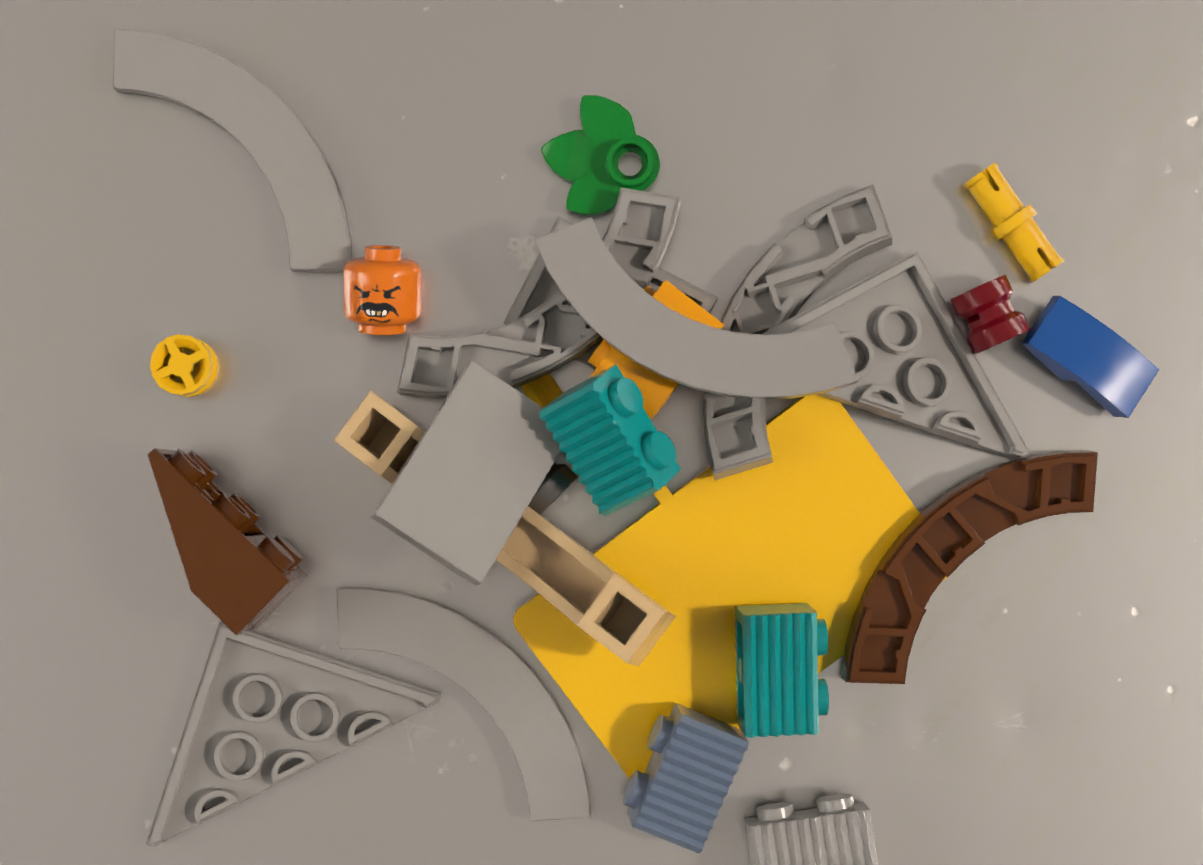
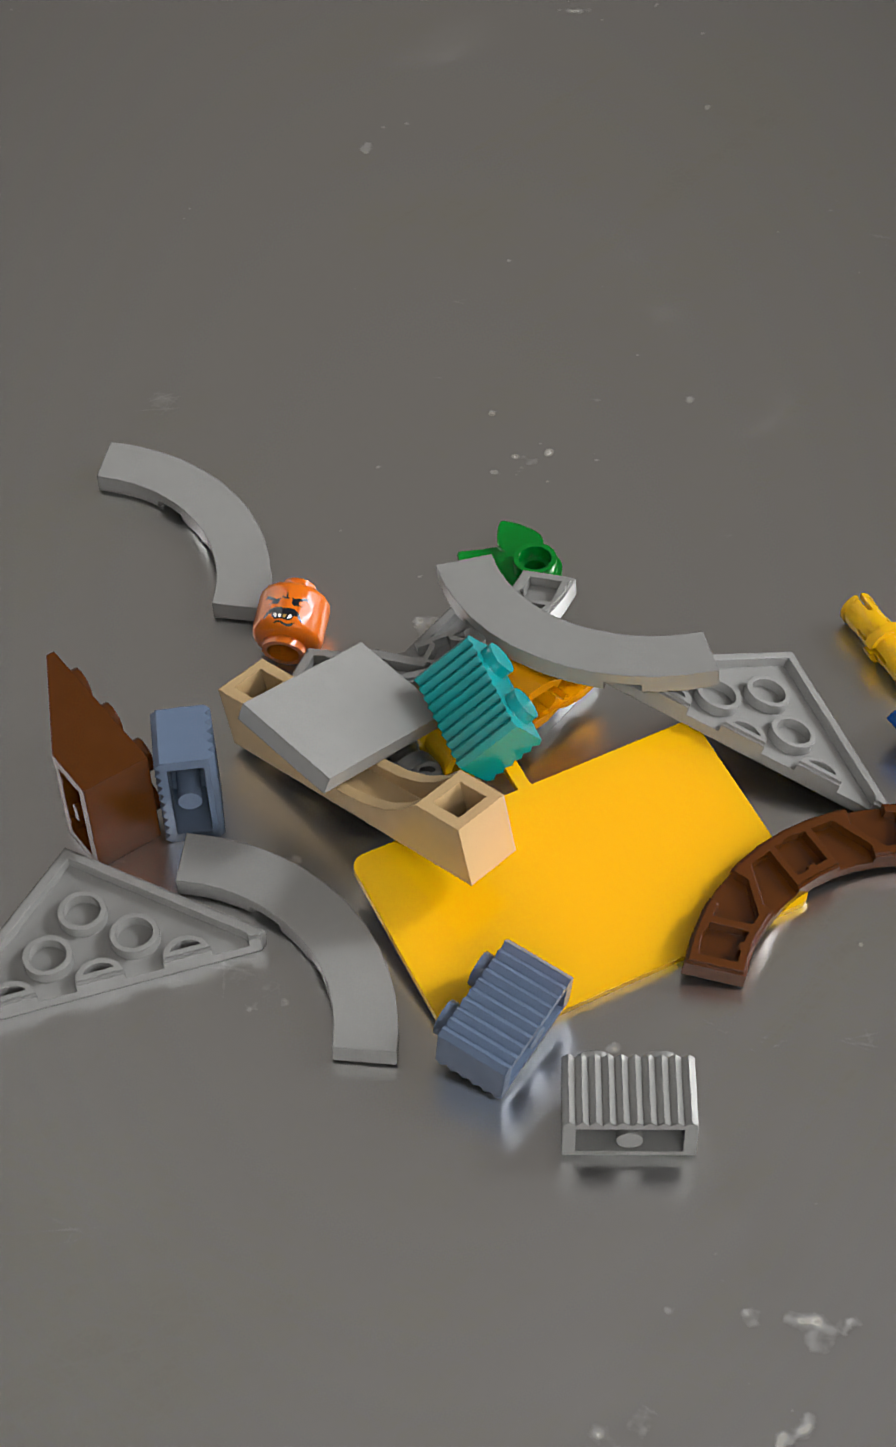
camera: 10 degrees right, 40 degrees down
(174, 369) = (98, 654): yellow wheel -> none
(322, 539) = (187, 772): none -> sand blue brick
(775, 293) = (606, 716): light grey tile -> none
(779, 669) = (614, 933): teal brick -> none
(990, 314) = (863, 703): dark red wheel -> none

